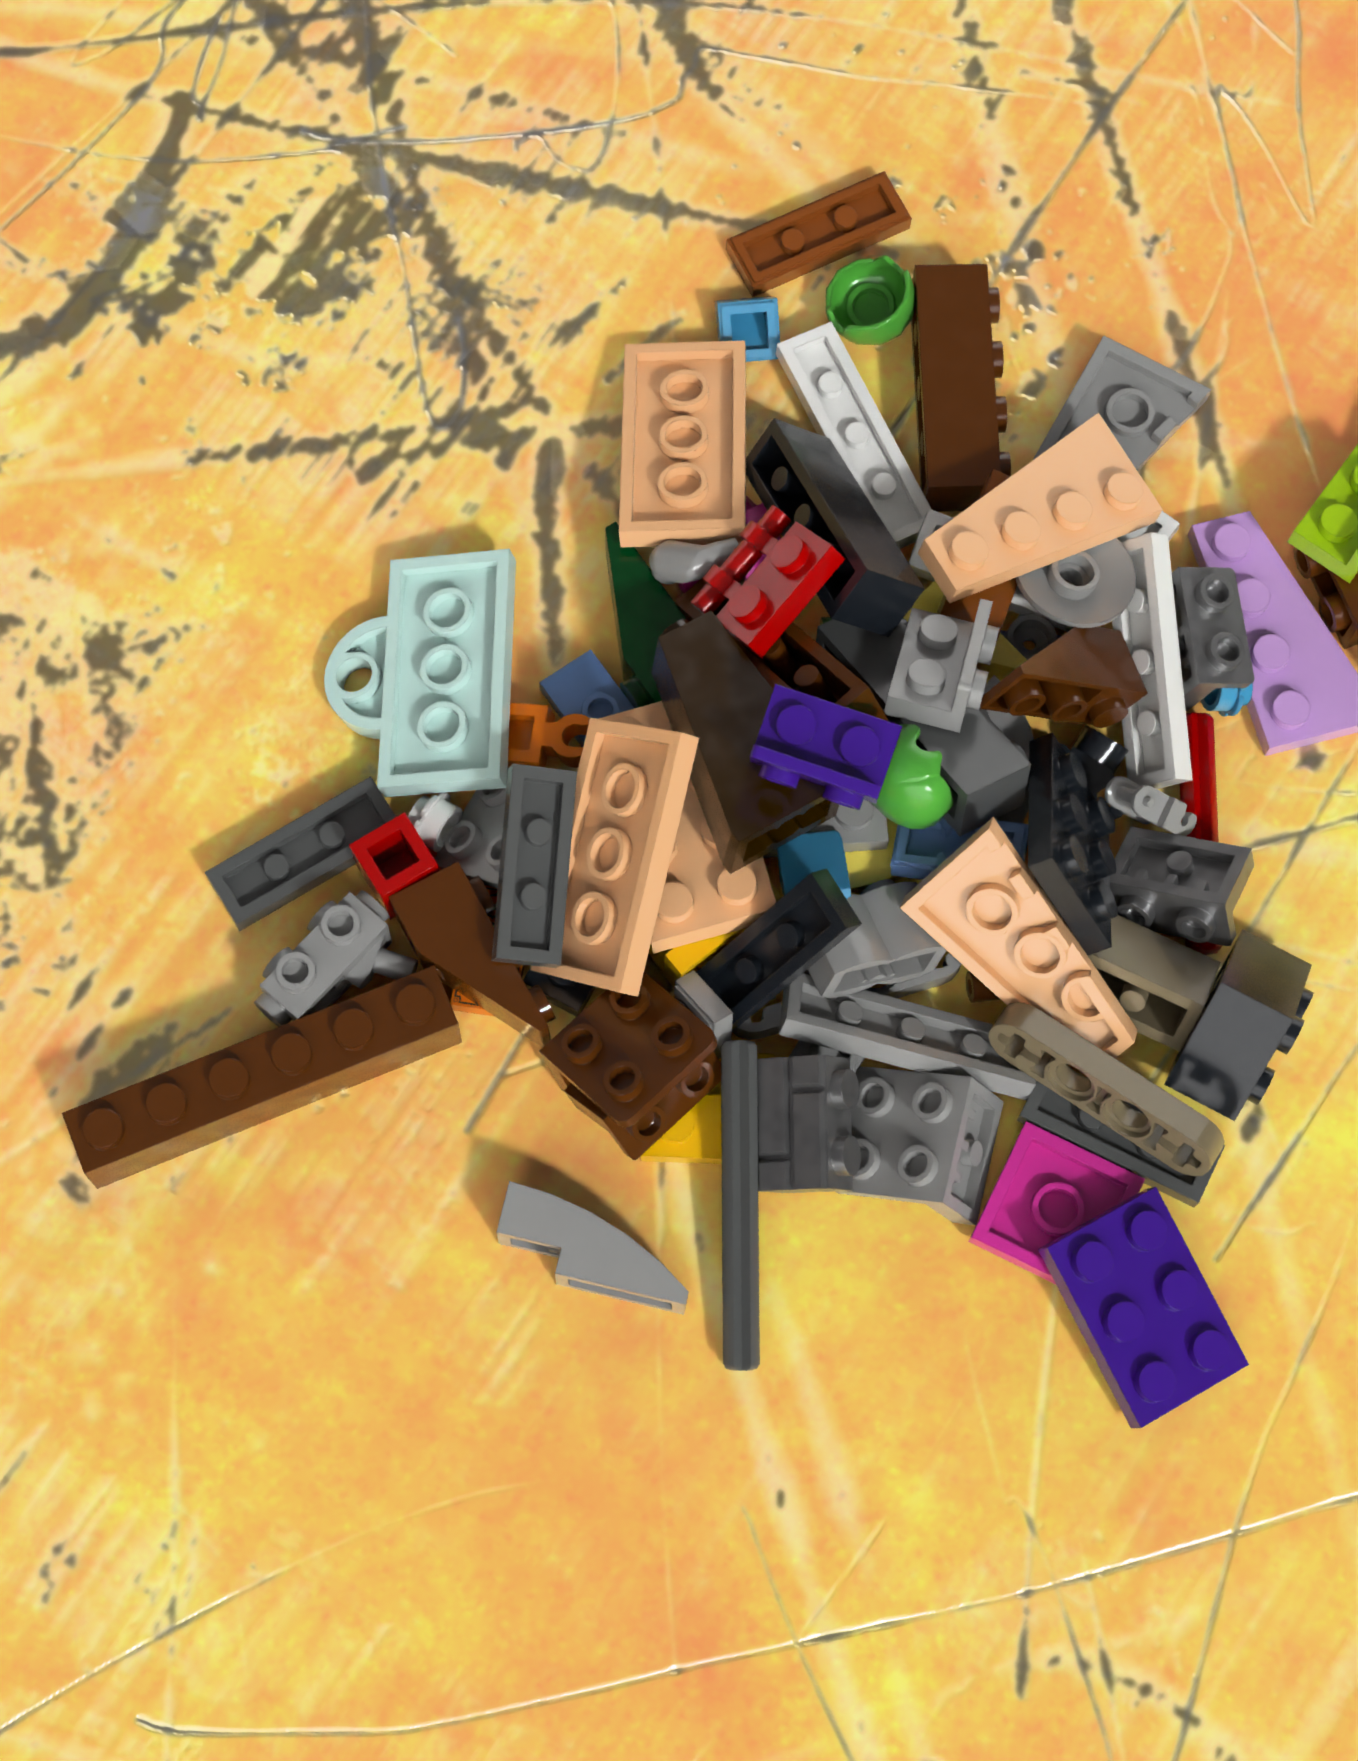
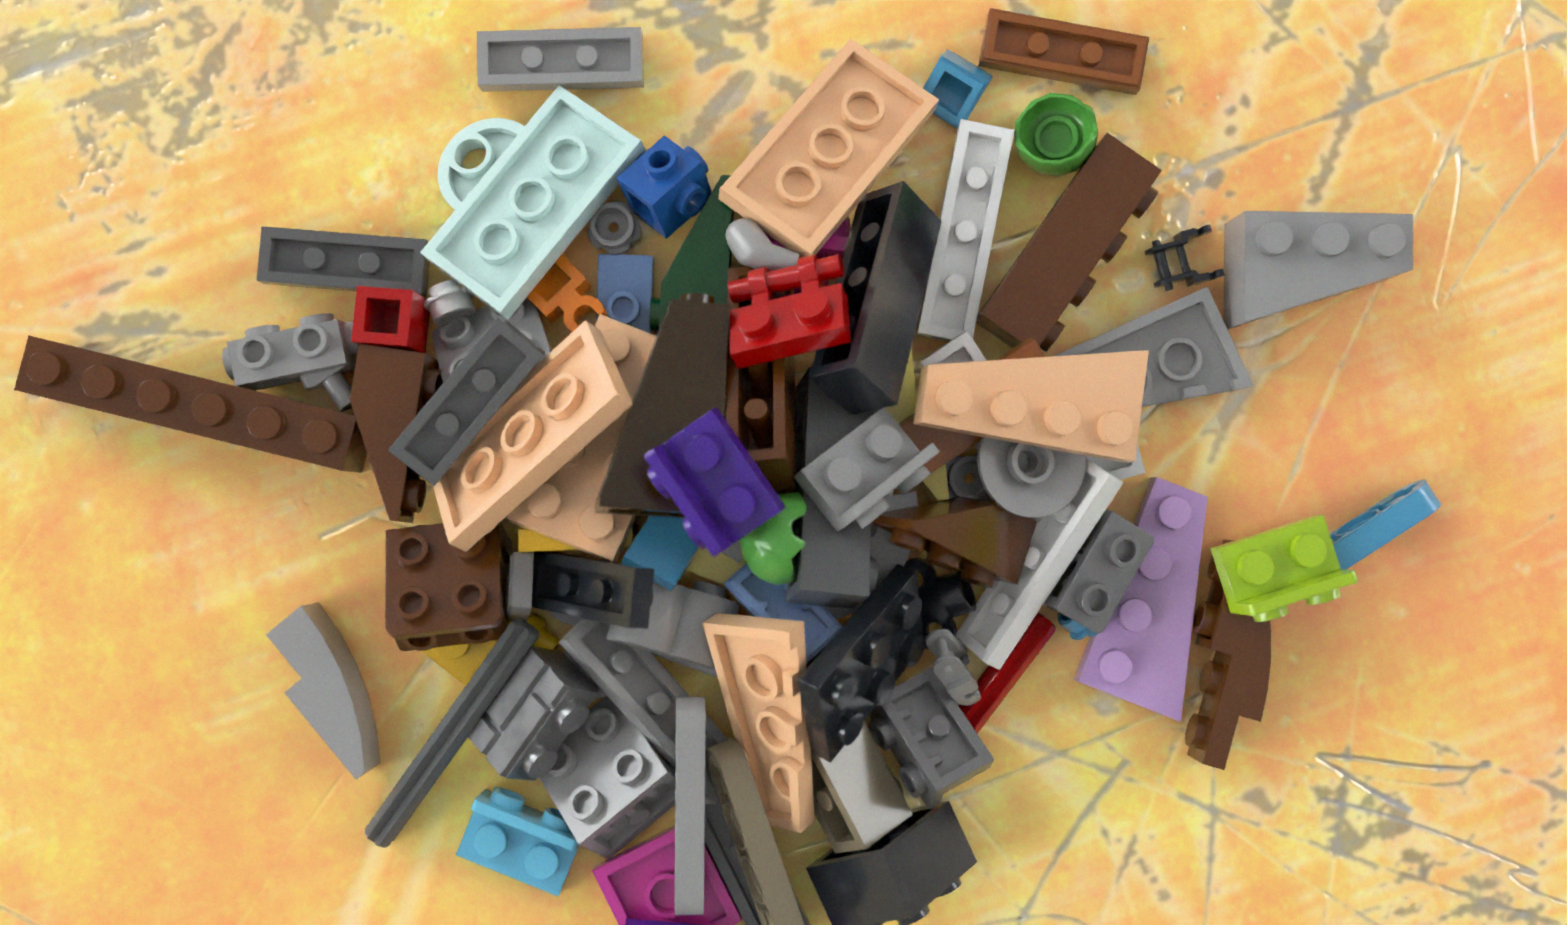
camera: 35 degrees right, 15 degrees up
(371, 536) = (560, 57): none -> light grey plate
(537, 636) = (628, 231): none -> light grey plate
(560, 576) = (666, 185): none -> blue brick
(880, 1264) = (519, 840): none -> medium azure bracket
(1016, 1090) = (689, 805): none -> light grey beam
(1082, 341) = (1191, 277): none -> black piece
(1167, 254) = (1305, 257): none -> light grey wedge

